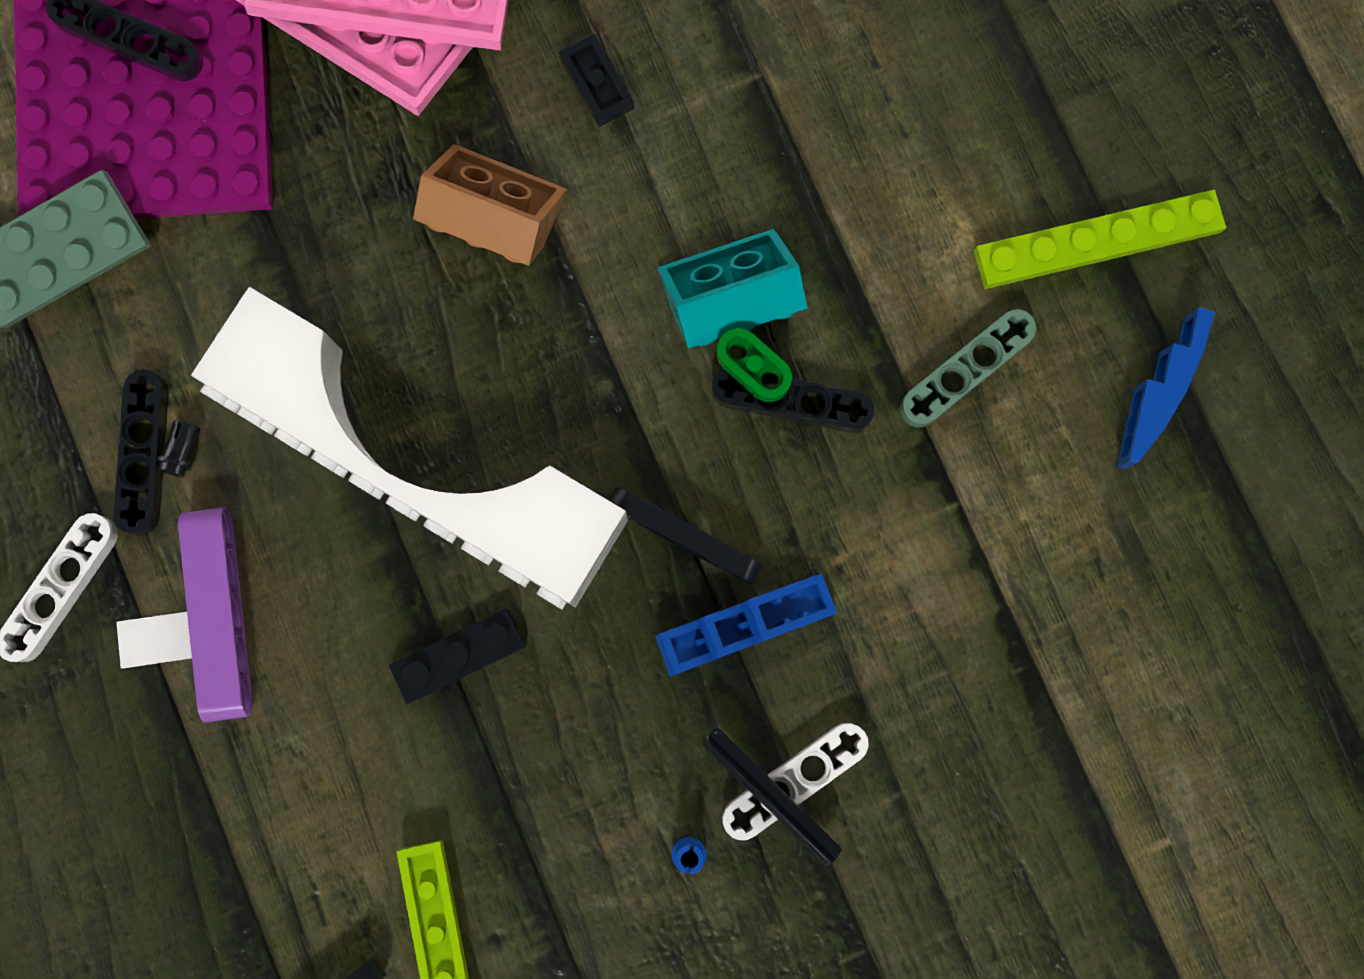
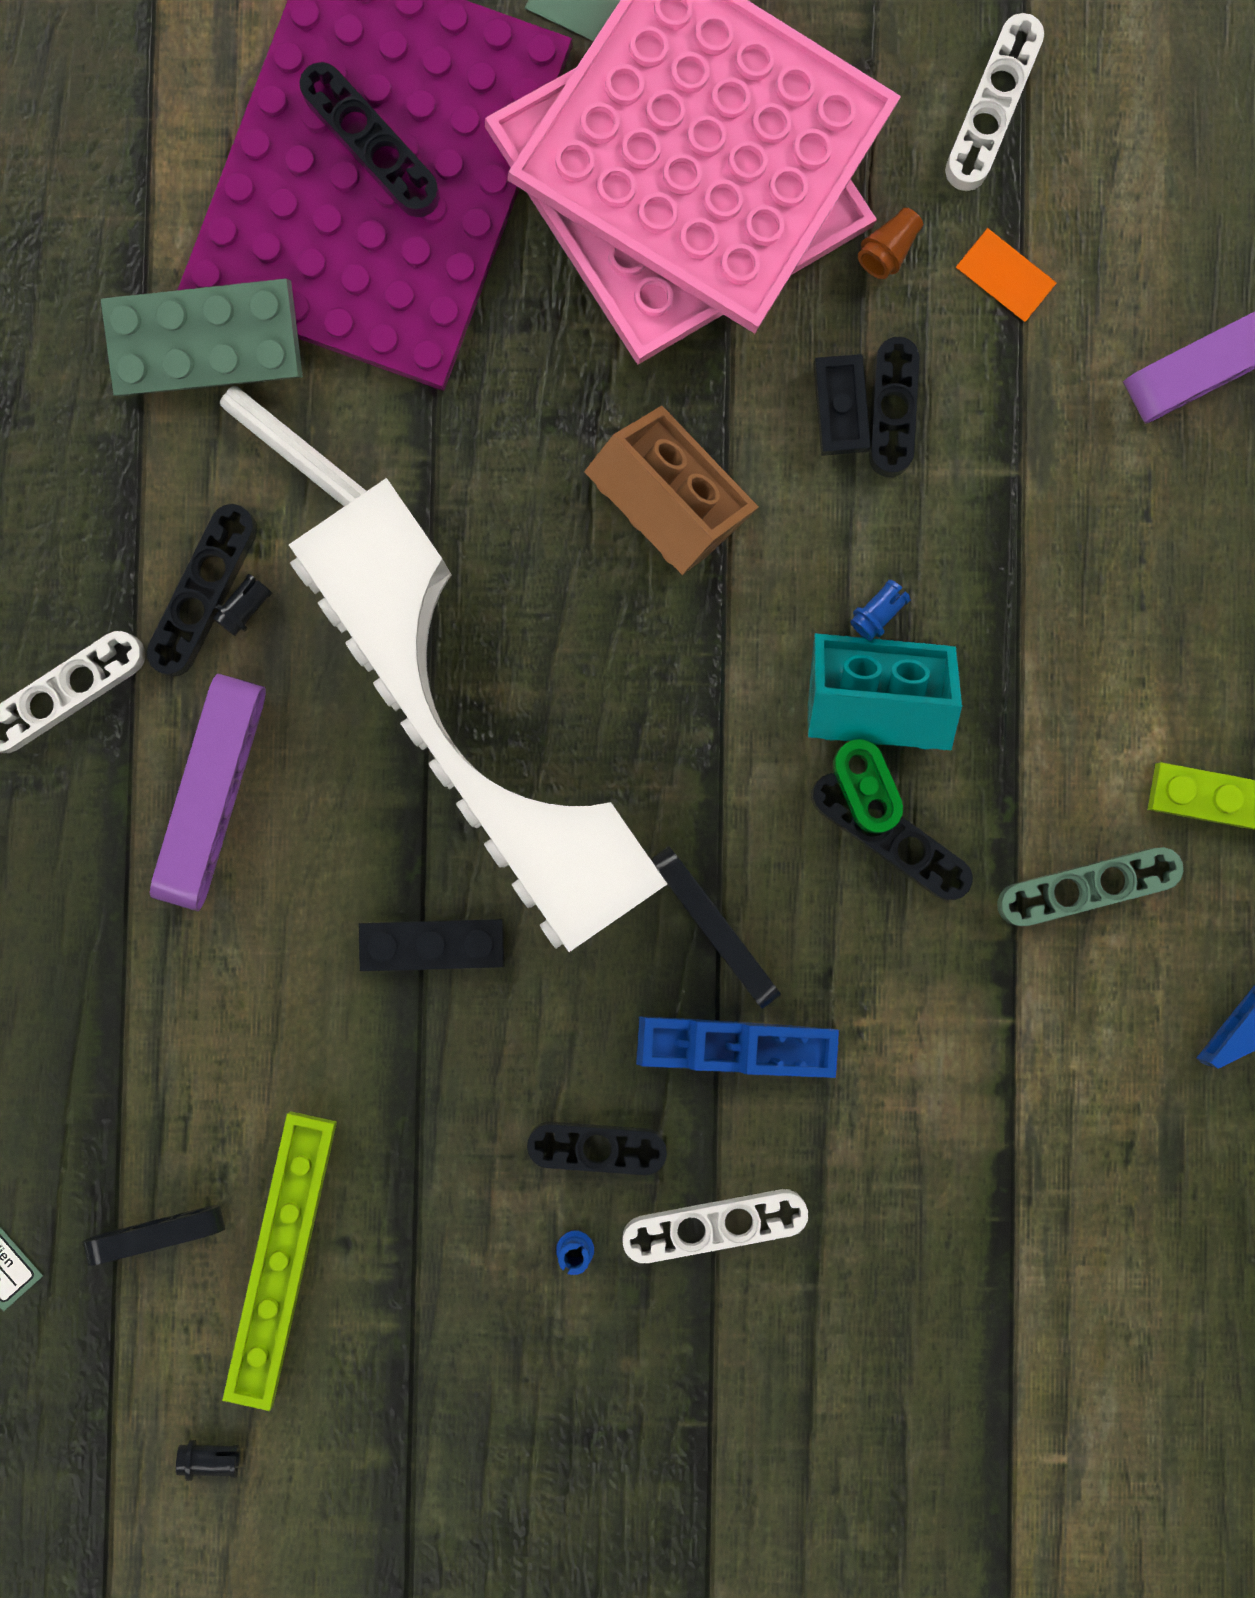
camera: 30 degrees right, 5 degrees up
(154, 640) = (136, 789): white sticker -> none
(159, 303) = (290, 446): none -> white axle
(634, 763) = (632, 1161): none -> black beam
(641, 48) = (883, 372): none -> black beam
(696, 235) = (879, 611): none -> blue pin
(772, 796) = (684, 1233): black axle -> none

